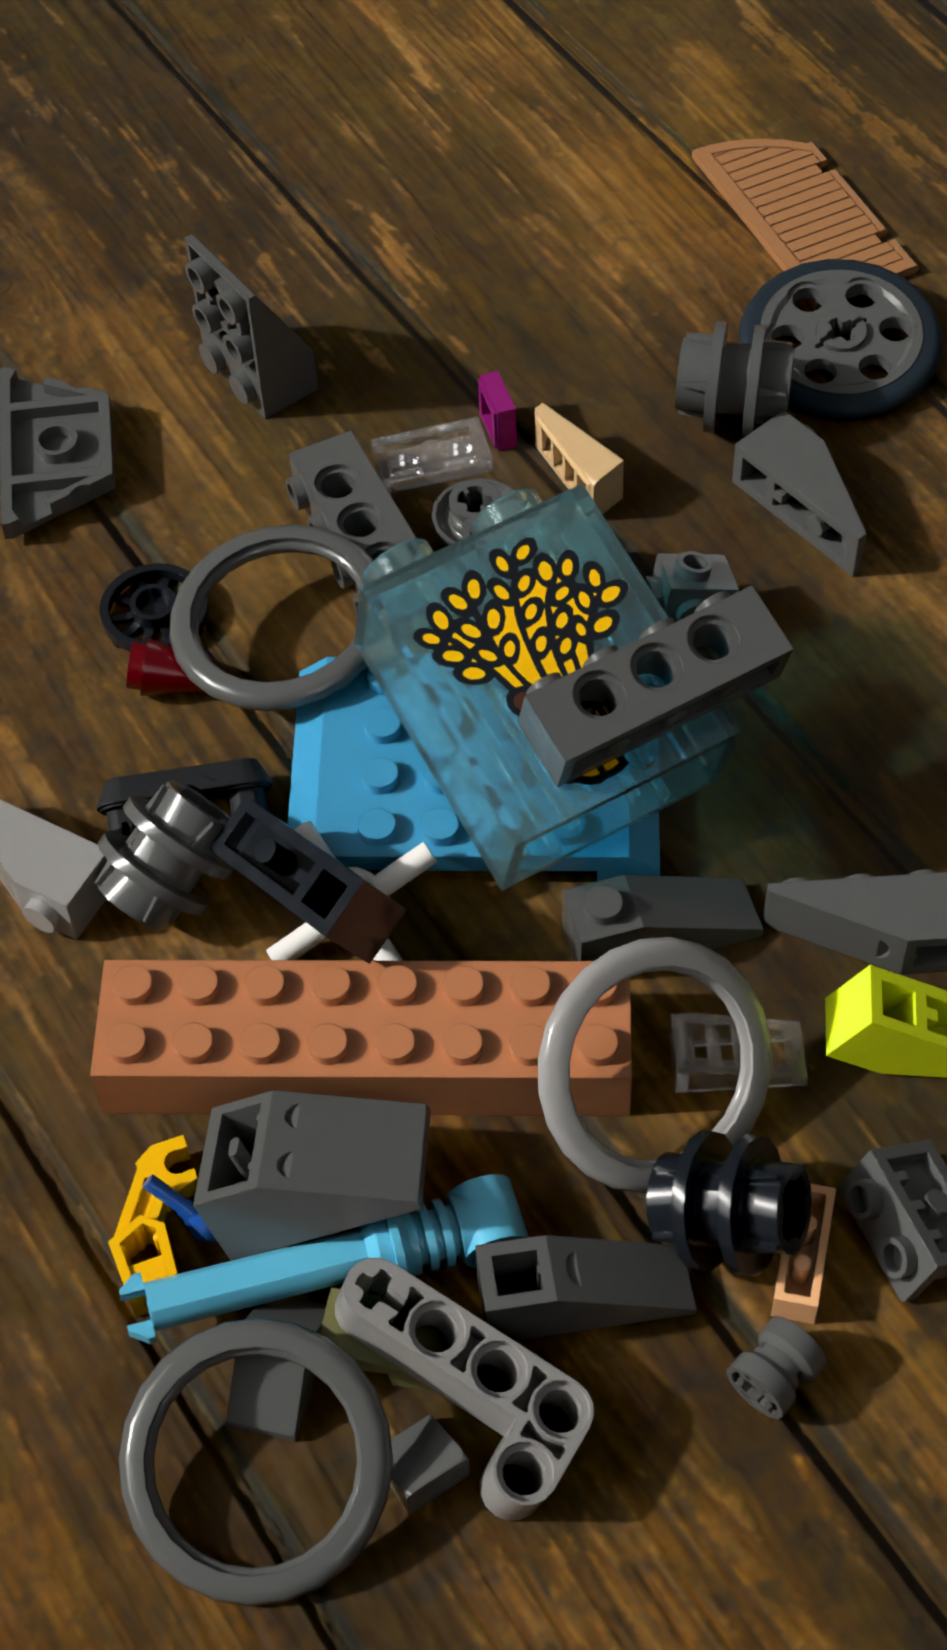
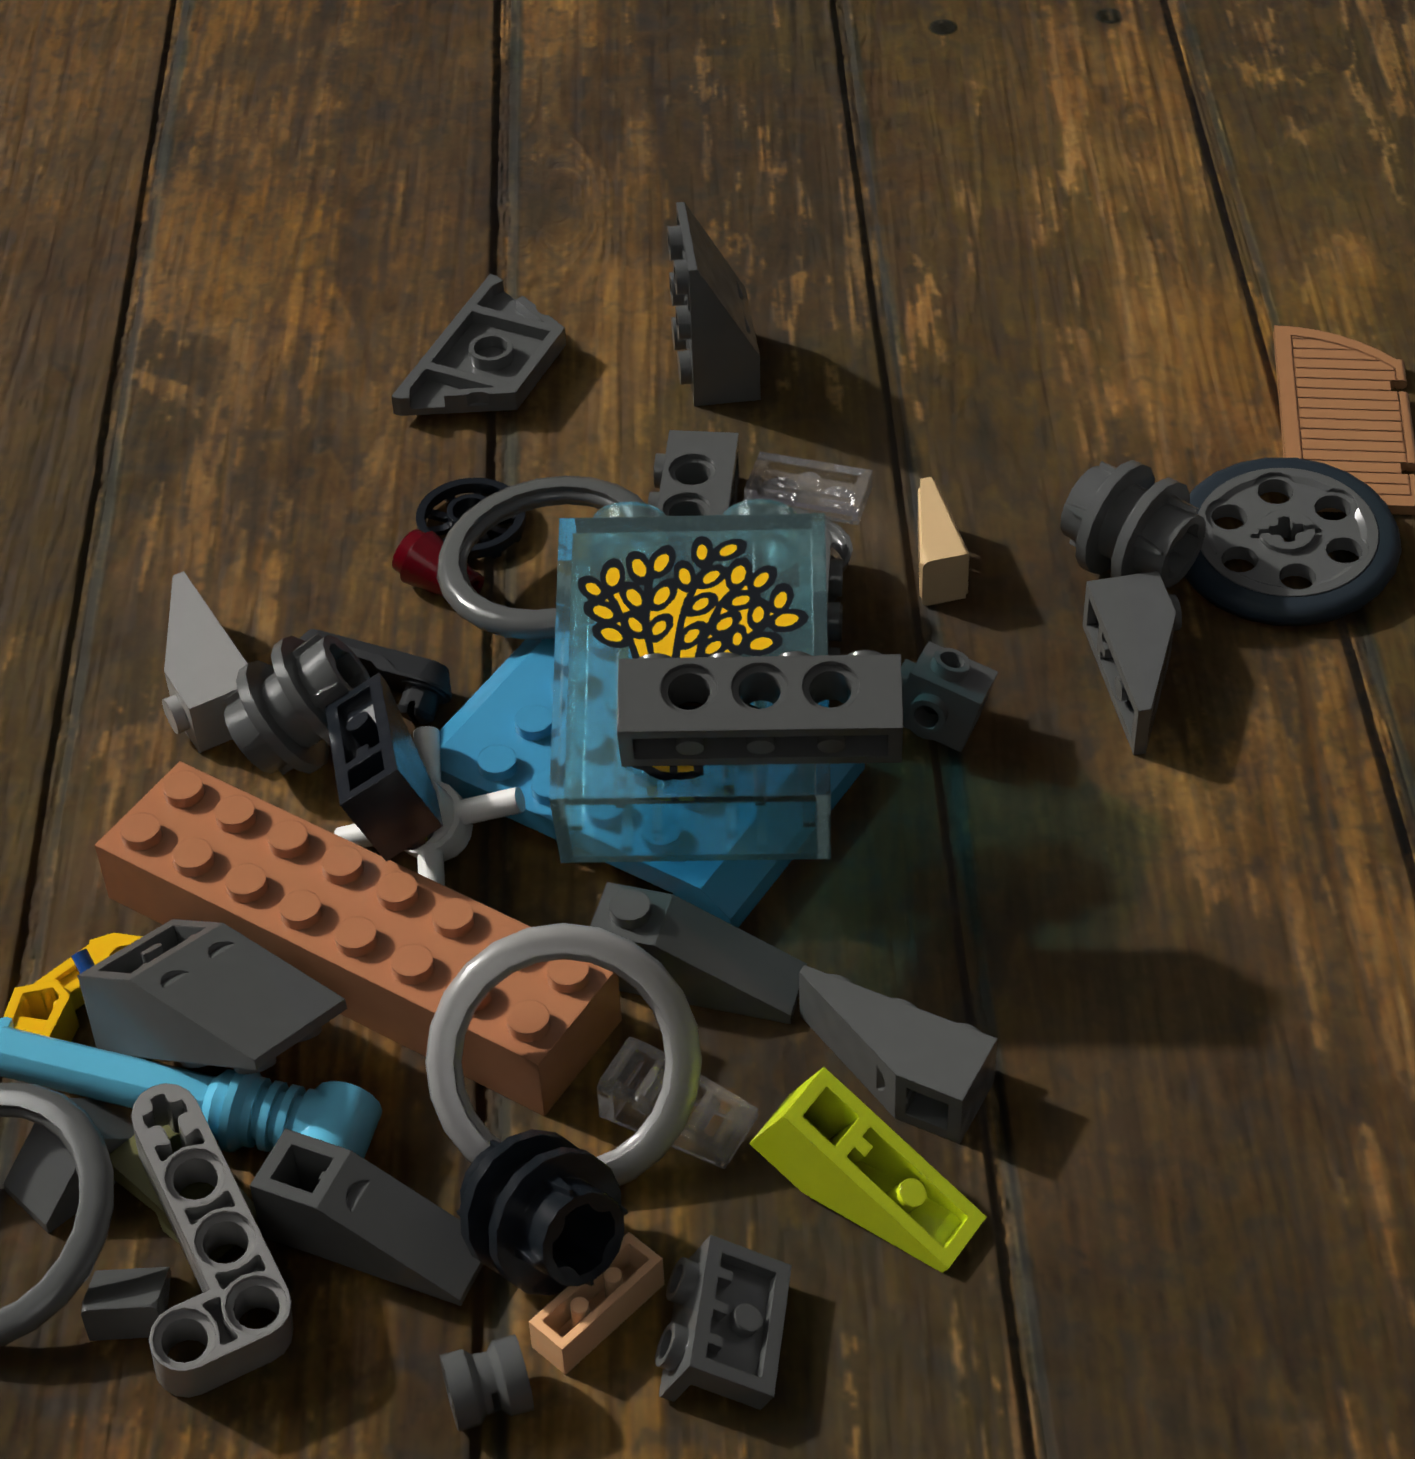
camera: 30 degrees right, 10 degrees down
(497, 411) = (896, 473): magenta tile -> none

